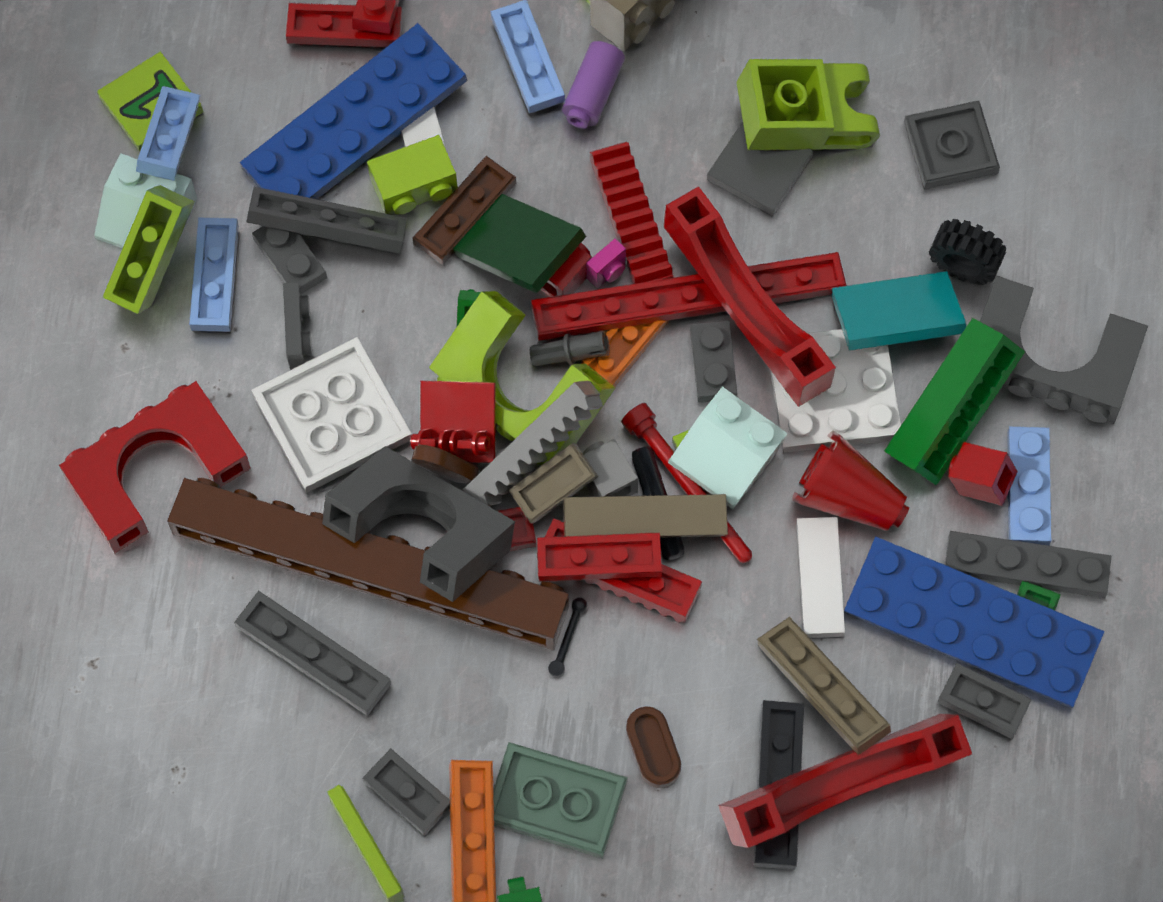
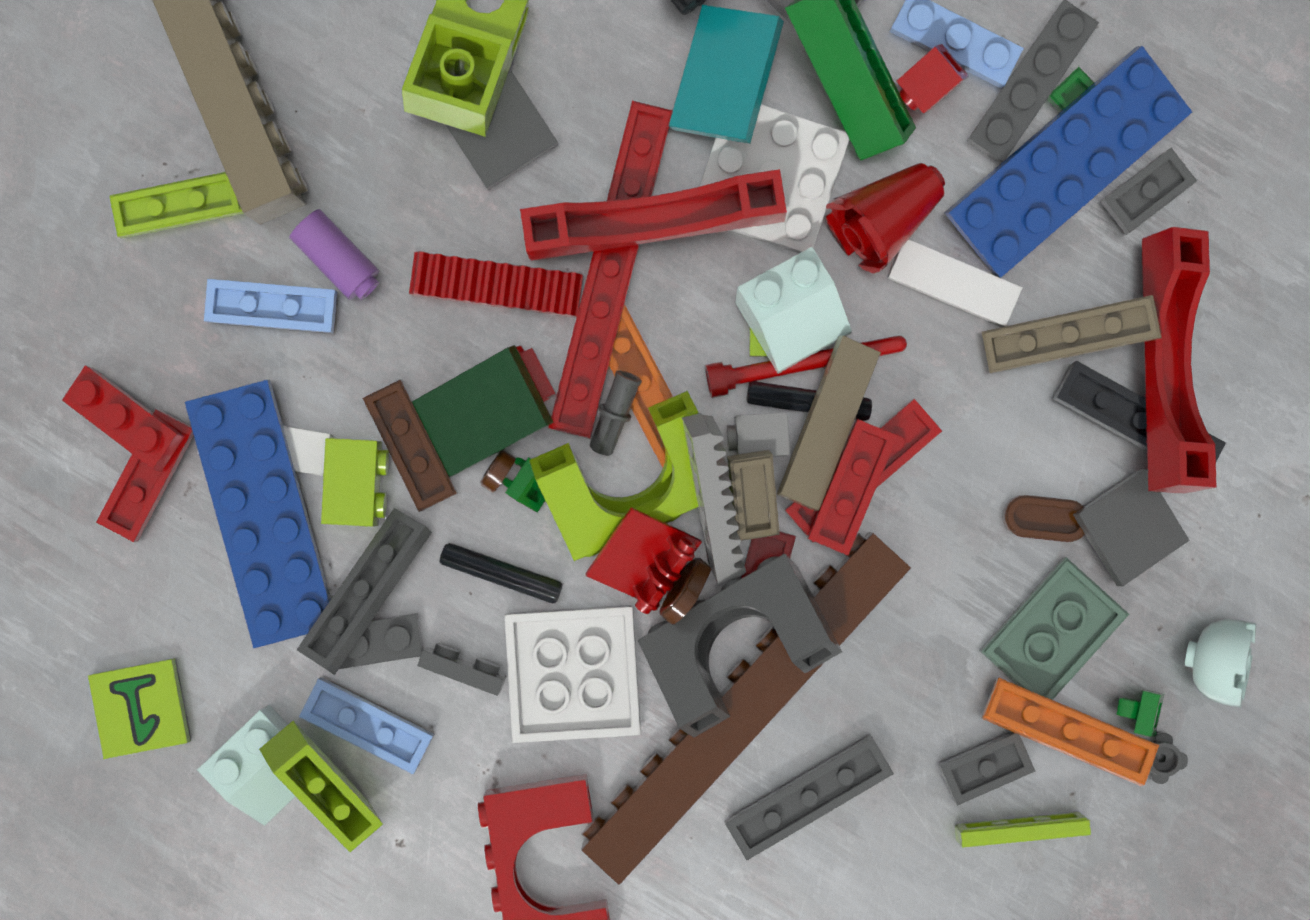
camera: 70 degrees left, 20 degrees up
(168, 133) = (197, 713): light blue plate -> none
(391, 324) = (500, 573): none -> black axle
(475, 279) = (497, 471): none -> reddish brown tile
(556, 667) = (925, 572): black hinge -> none
(607, 264) = (541, 333): dark pink plate -> none
(679, 820) = (1131, 528): none -> dark grey tile
(712, 359) = (687, 277): dark grey plate -> none

